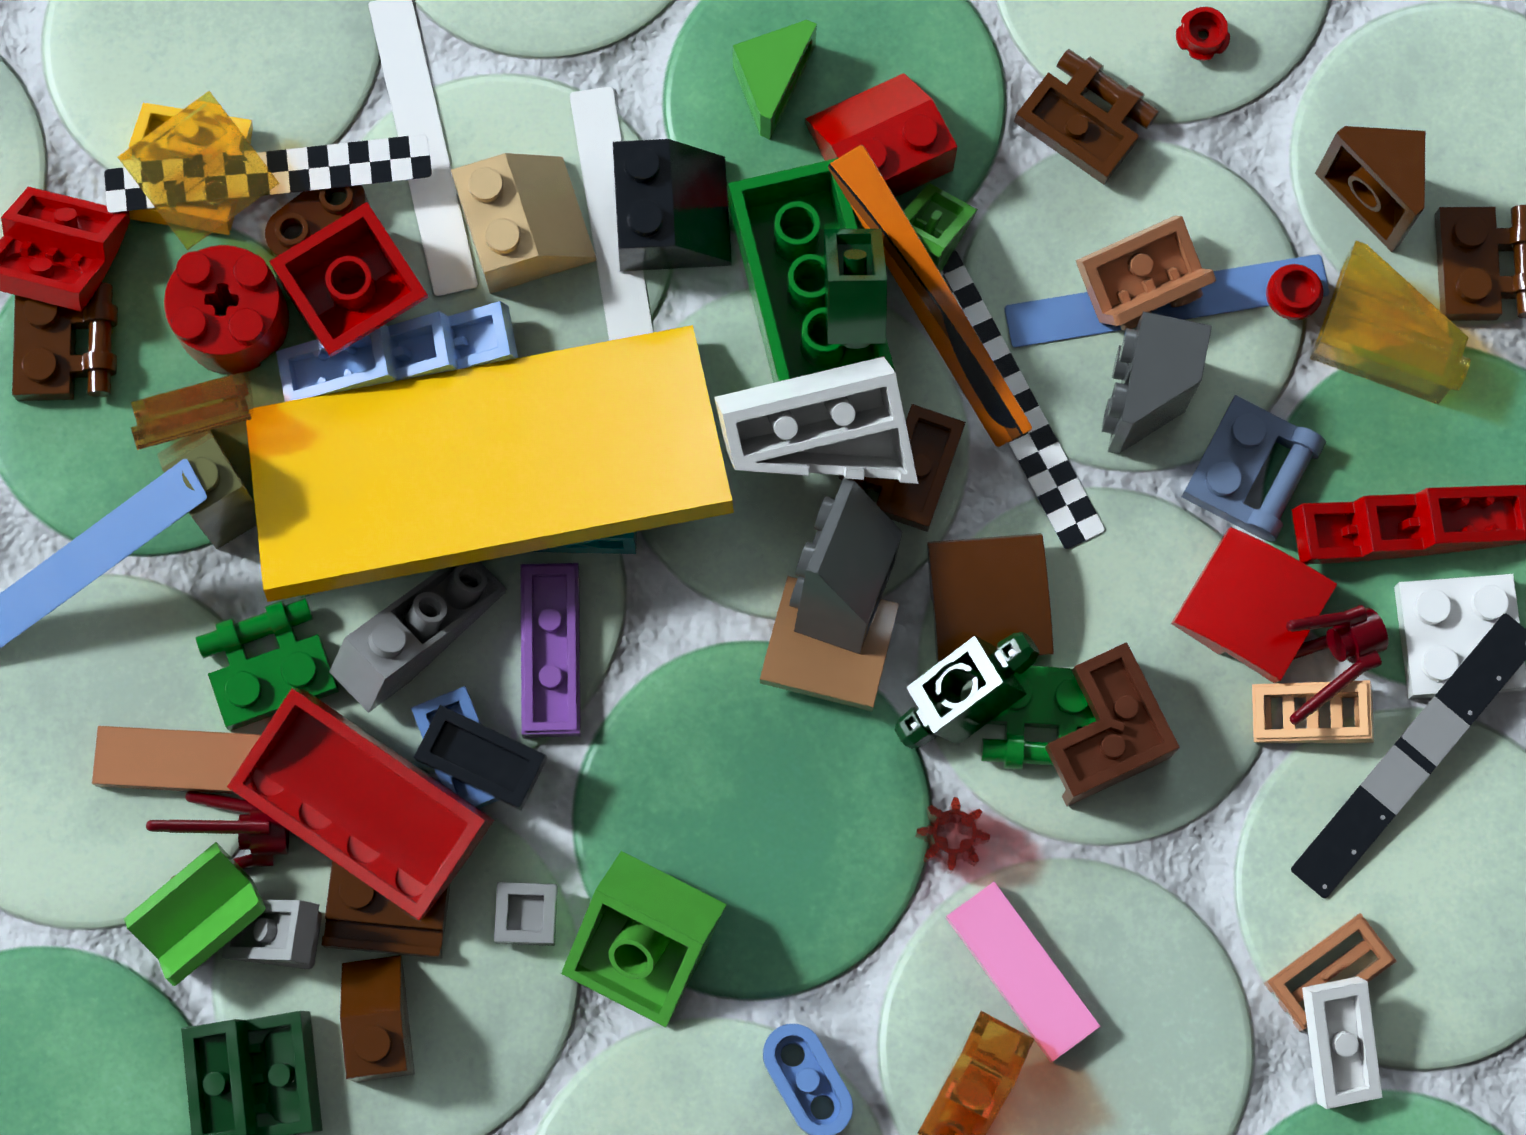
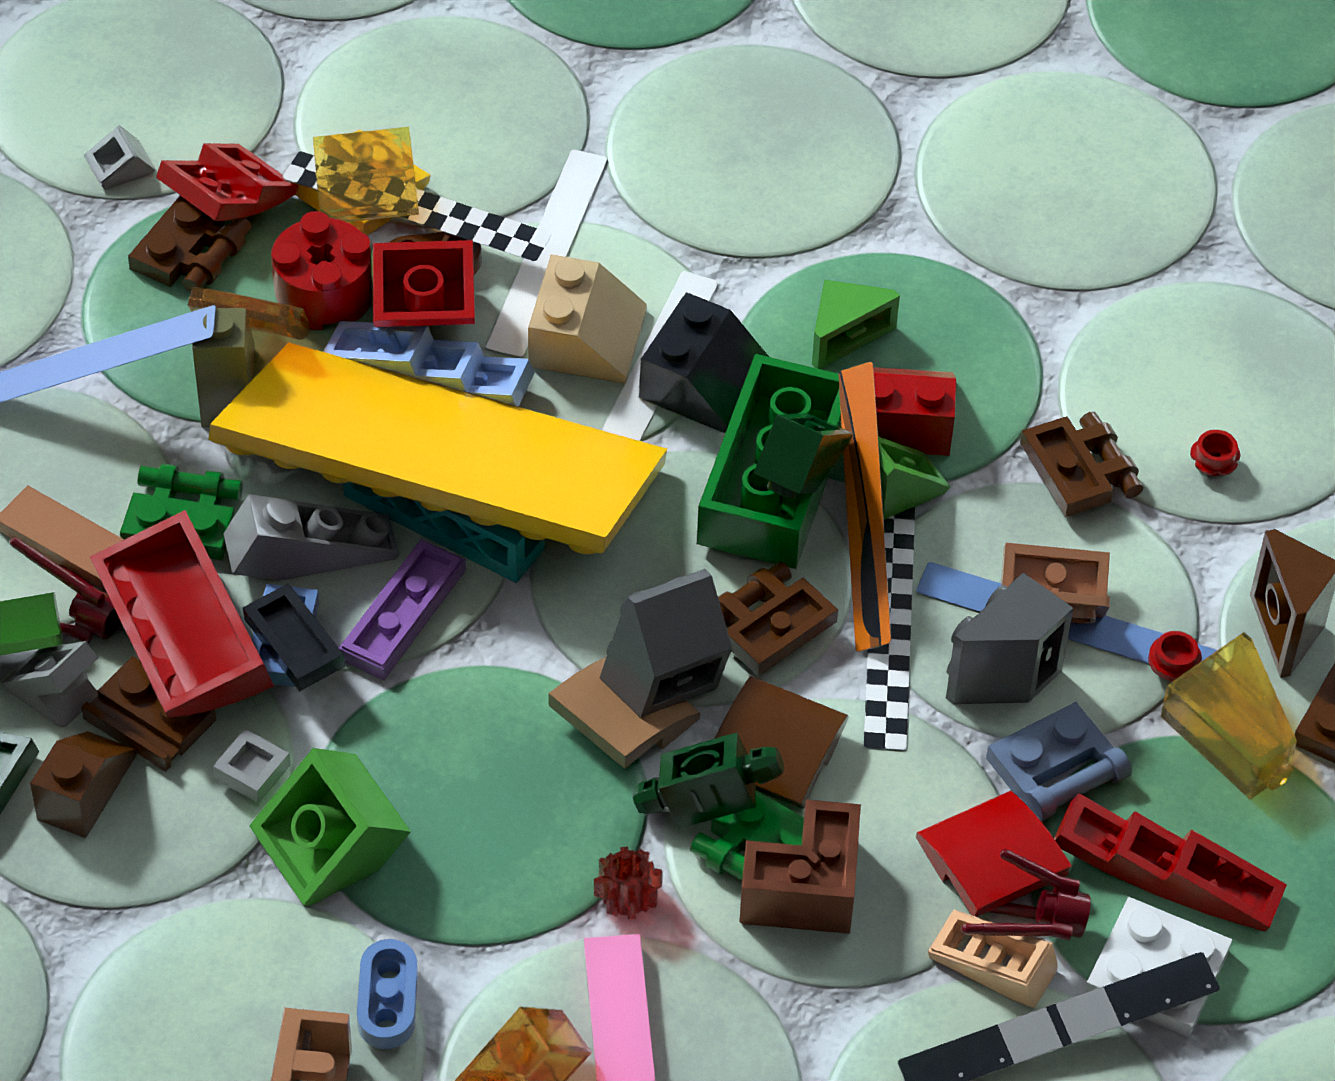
camera: 30 degrees right, 25 degrees down
(822, 424) = (713, 526): white wedge -> none

